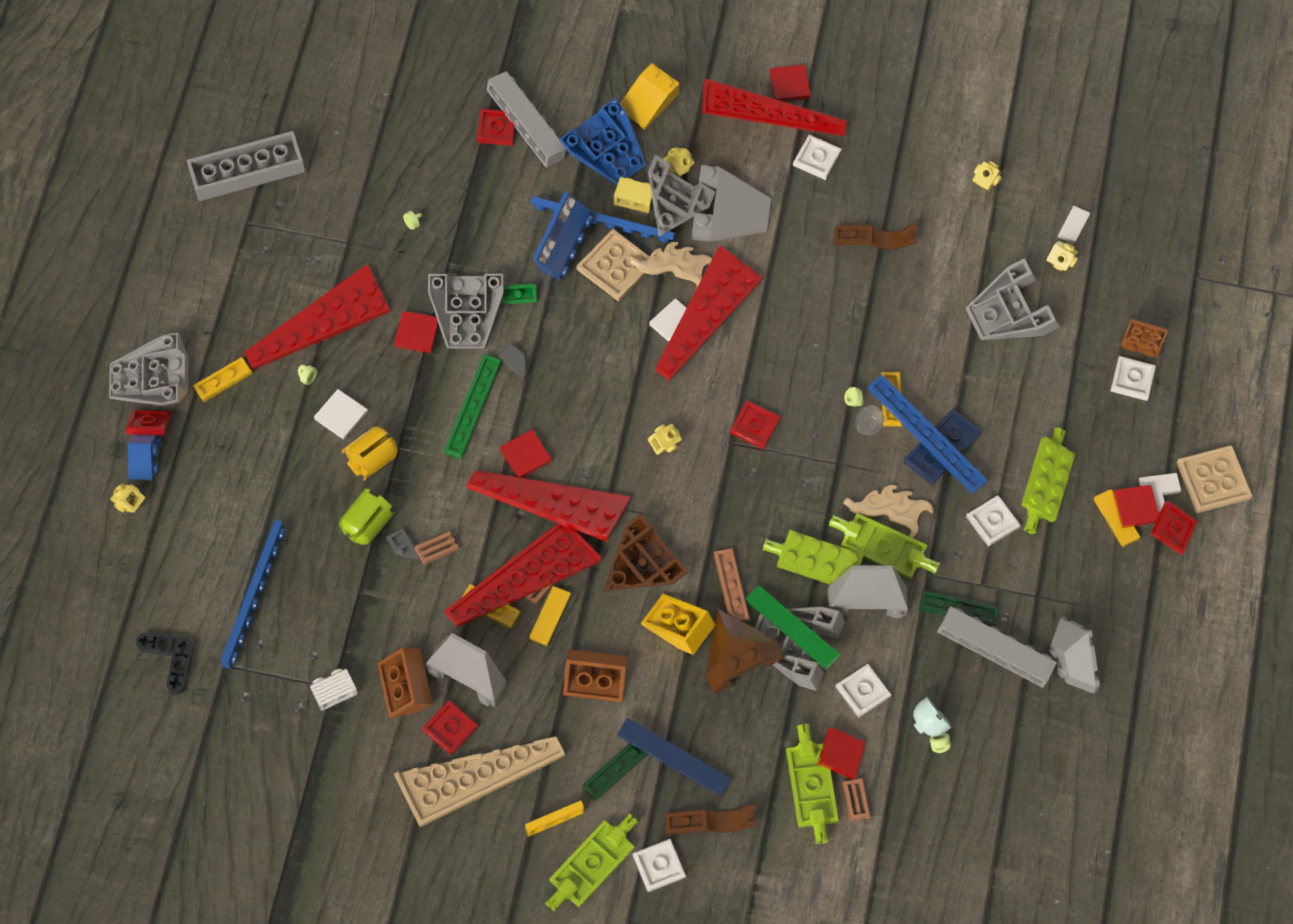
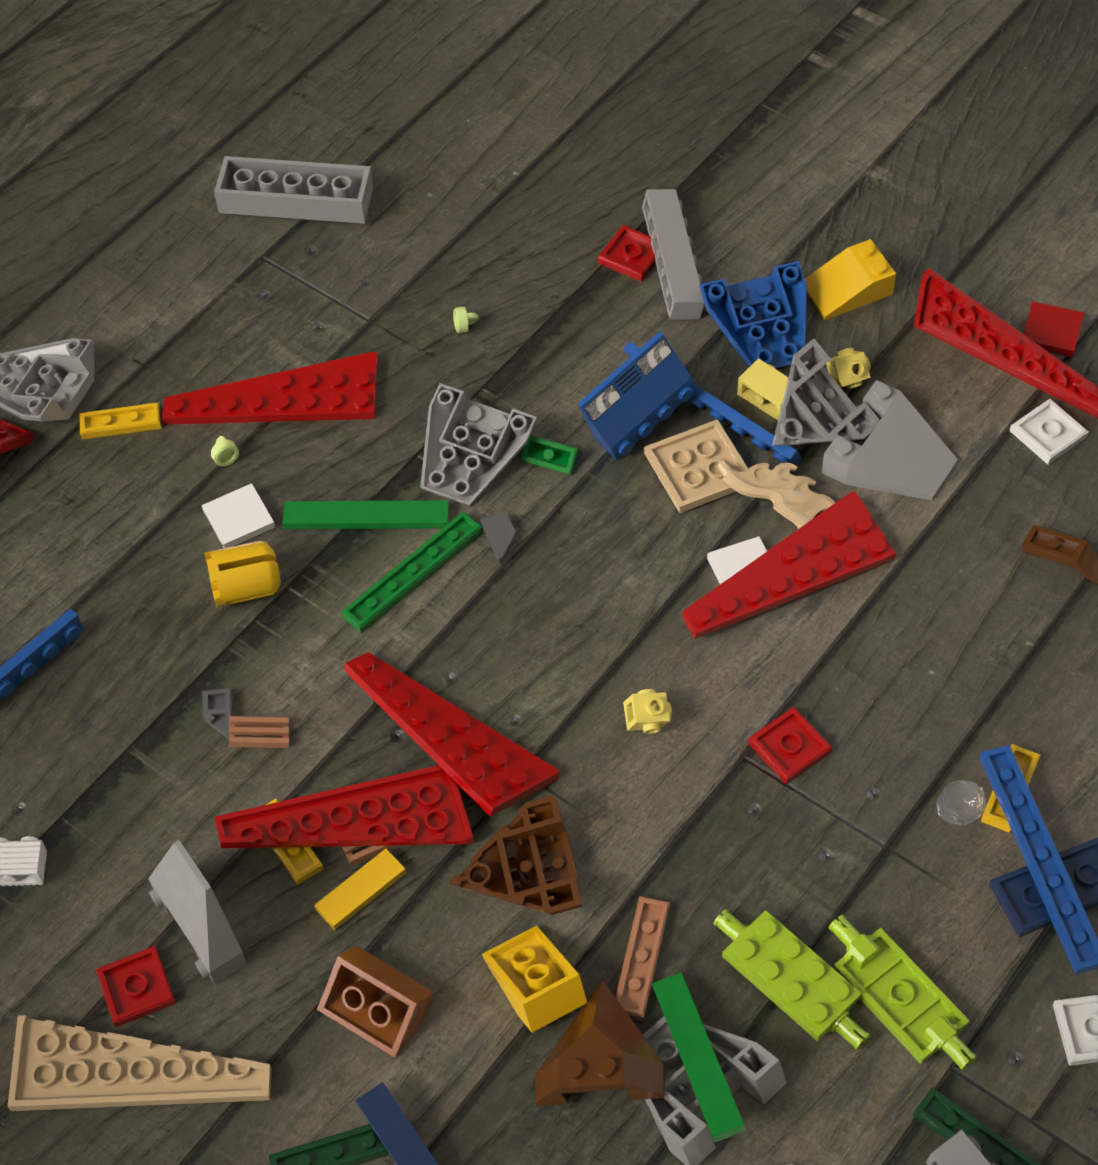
camera: 30 degrees right, 10 degrees down
(365, 518) = (192, 666): lime cylinder -> none
(404, 682) = (110, 895): dark orange slope -> none
(416, 332) = (392, 453): red tile -> none
(422, 380) = (365, 514): none -> green tile
(525, 454) = (447, 658): red tile -> none
(854, 397) = (954, 762): yellowish green tile -> none
(869, 589) = (844, 1047): light grey wedge -> none
(894, 505) = (947, 943): tan piece -> none

